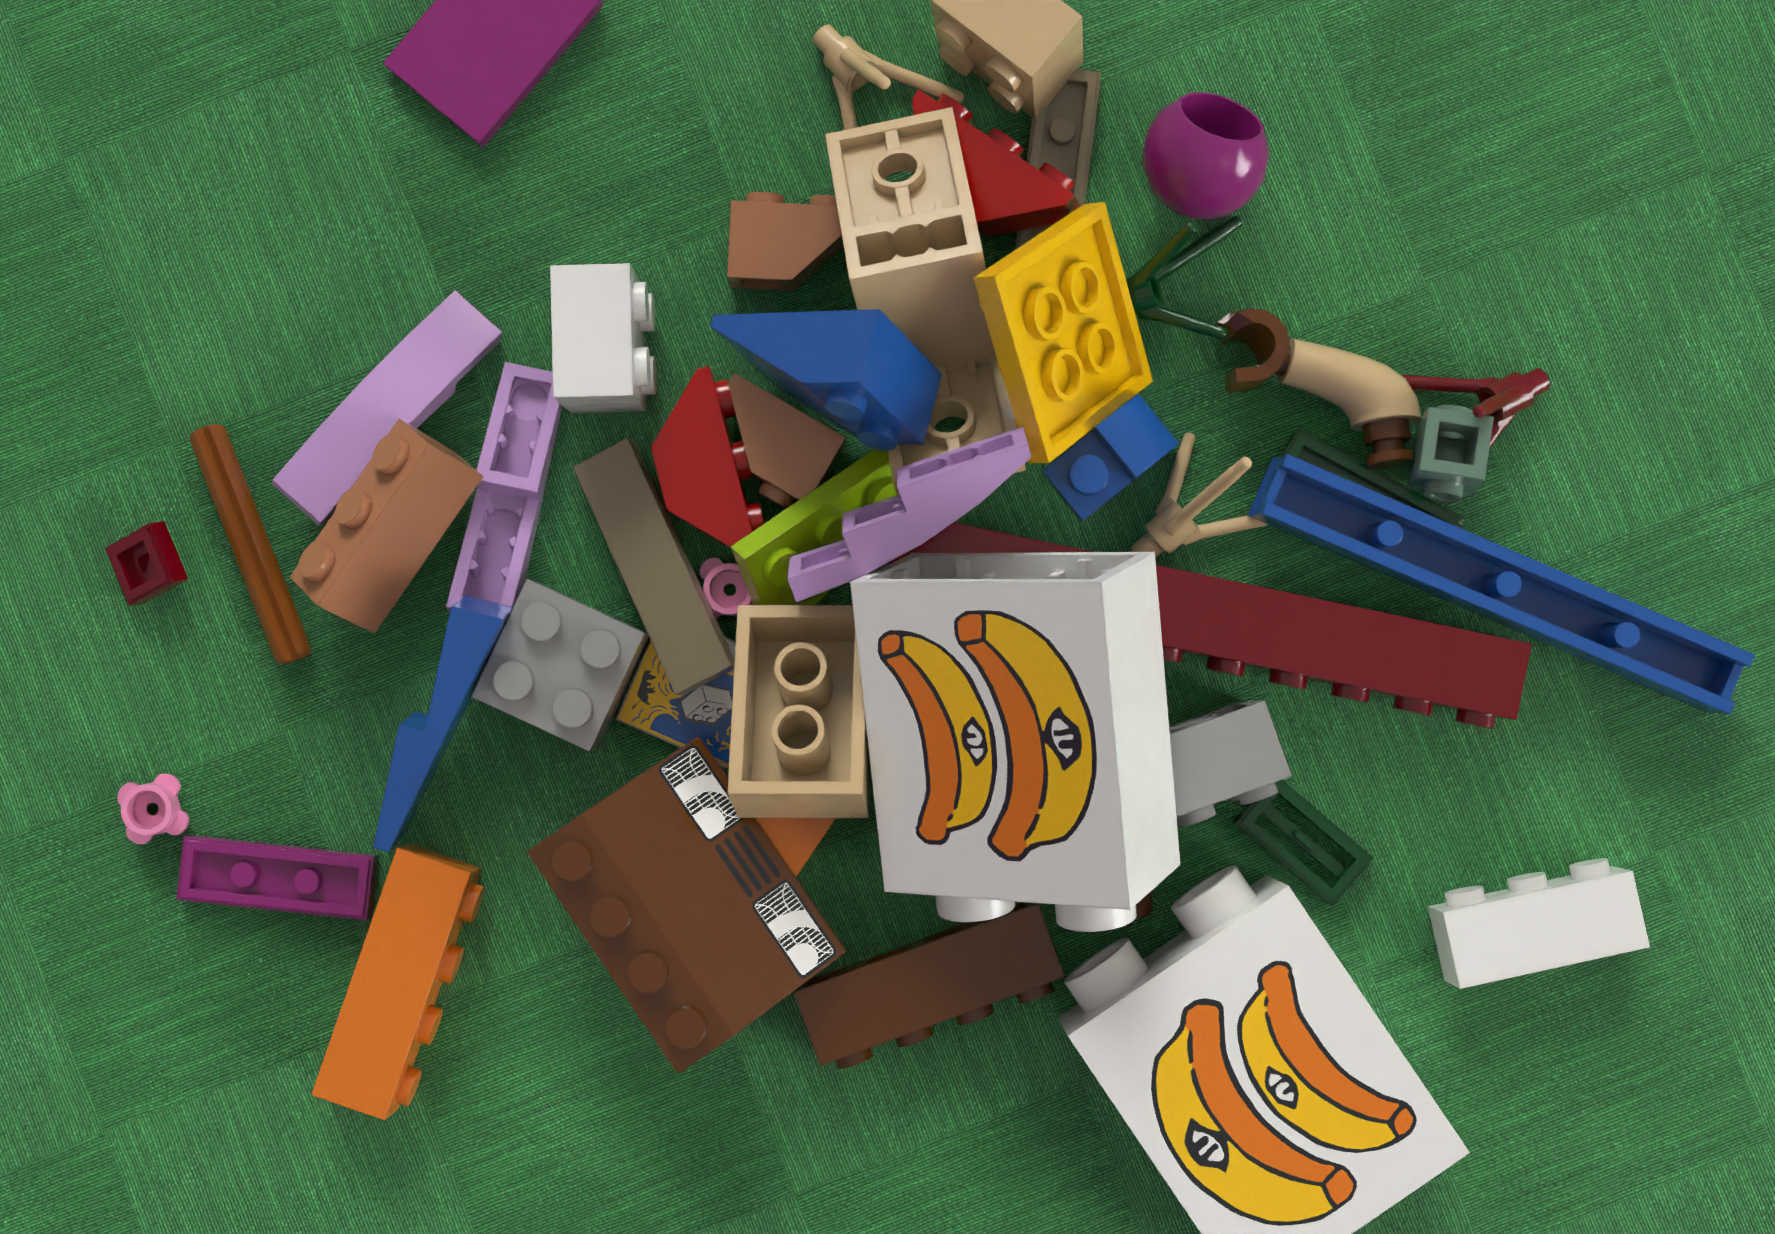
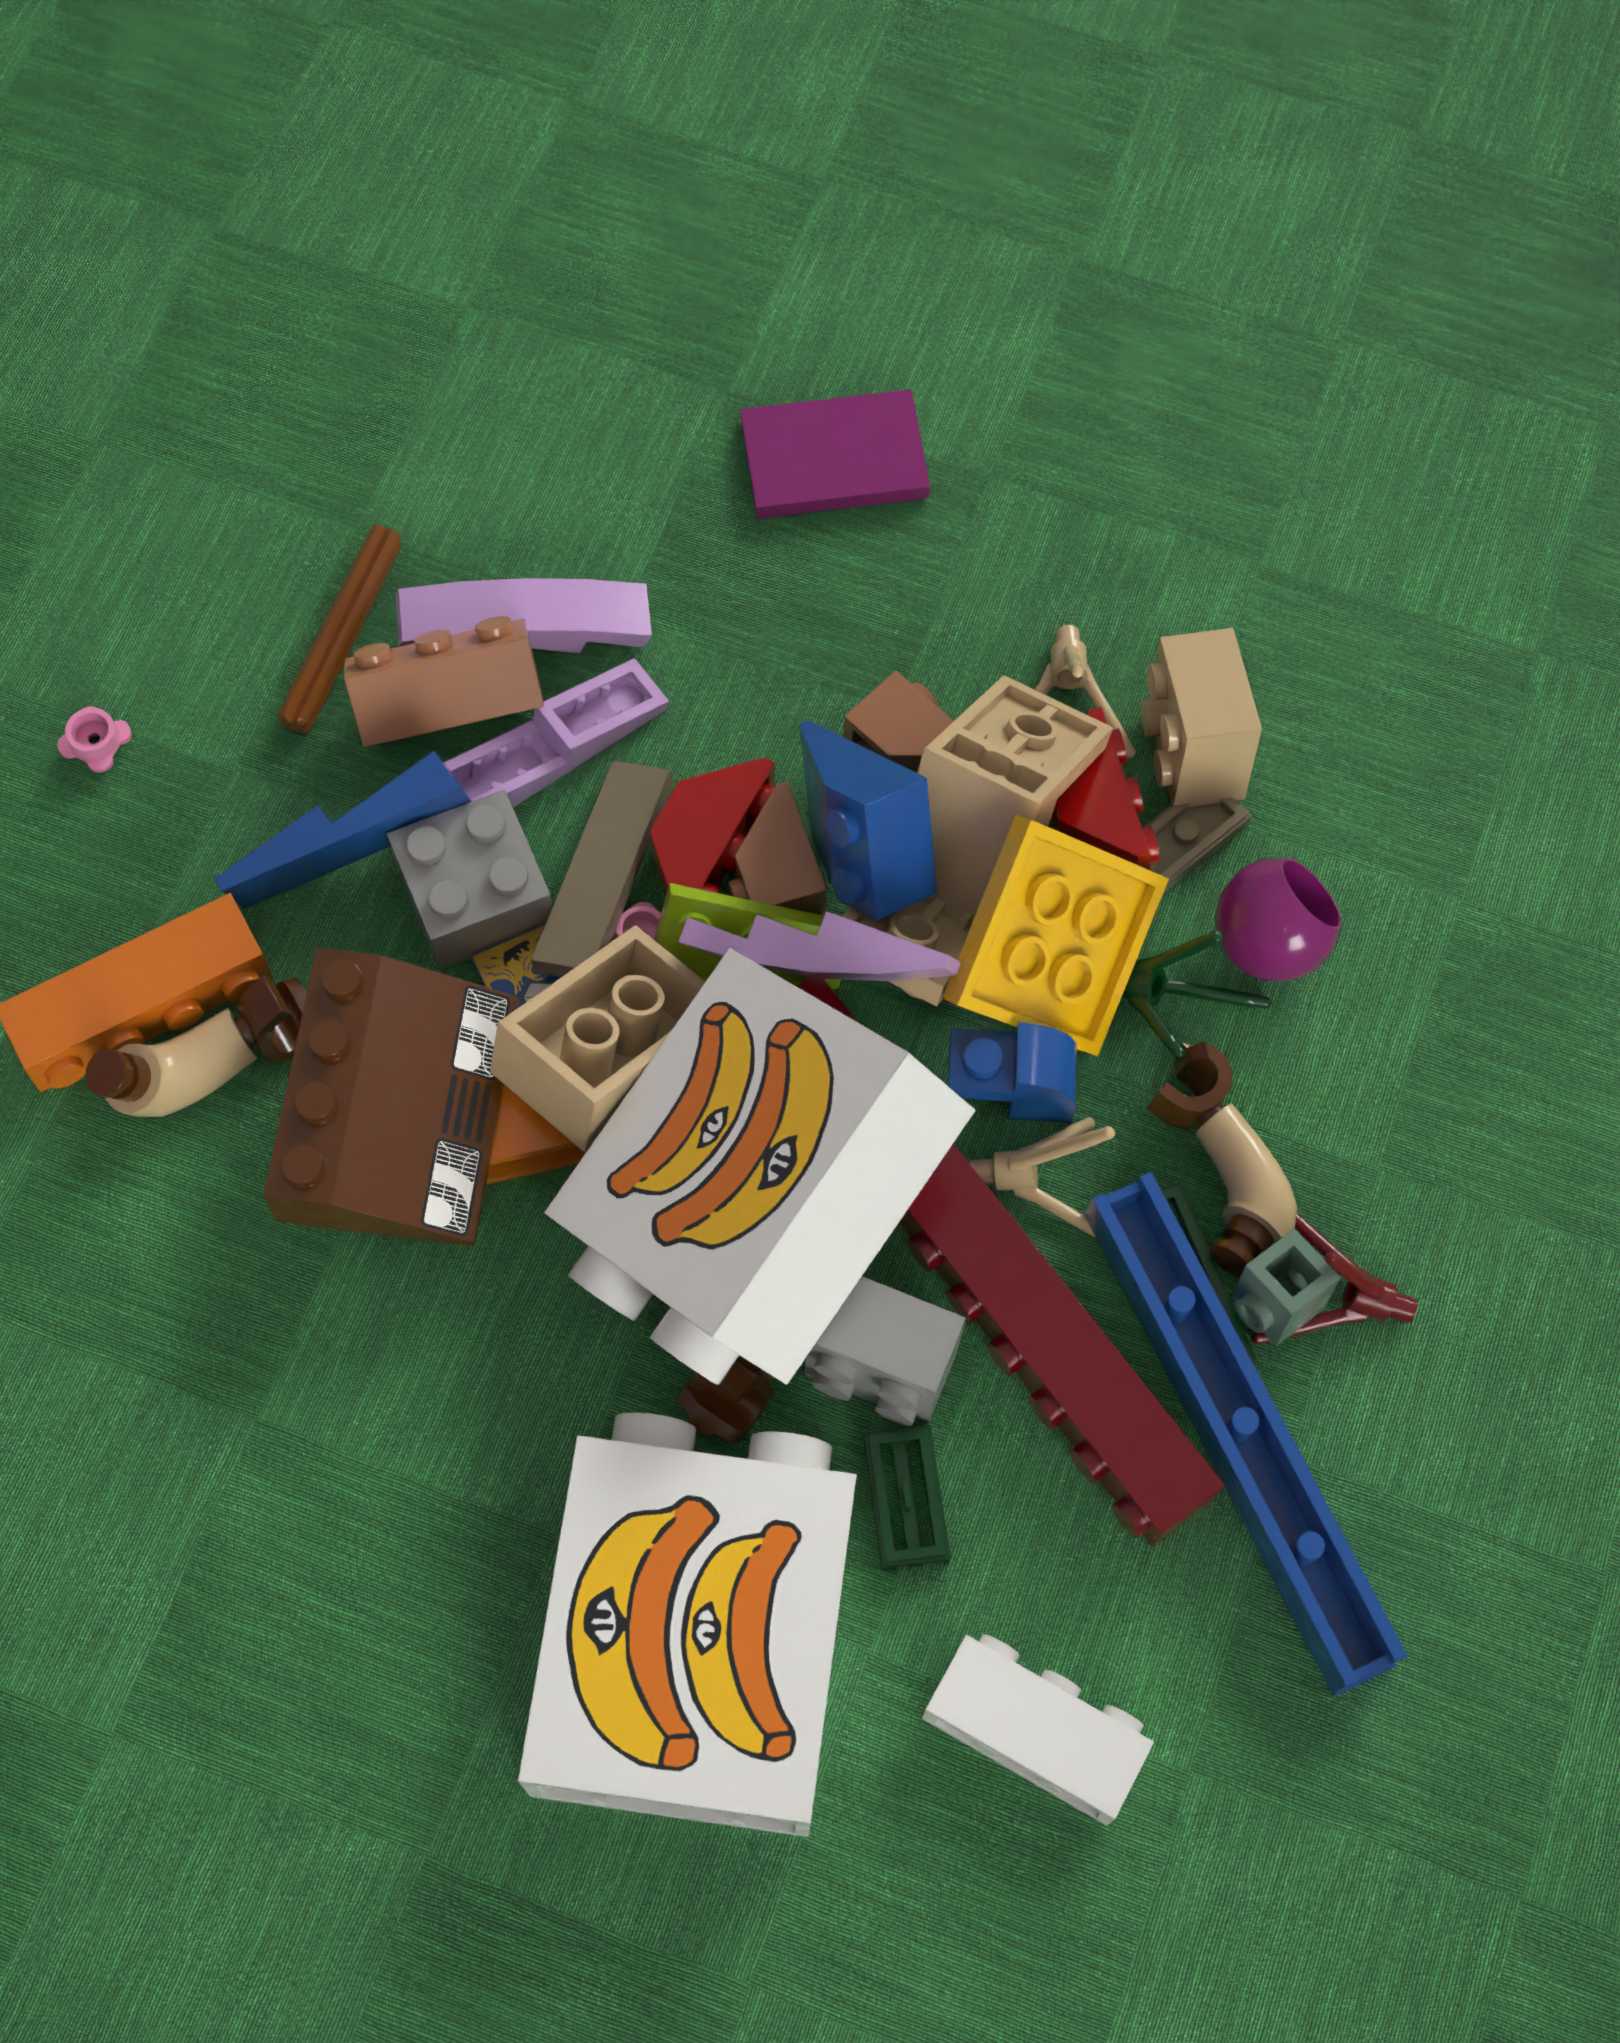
camera: 45 degrees right, 20 degrees down
(146, 563) = (259, 580): dark red tile -> none
(277, 877) = (125, 854): magenta tile -> none
(499, 978) = (188, 1067): none -> piece
(600, 339) = (713, 683): white brick -> none
(928, 983) = (512, 1337): reddish brown brick -> none

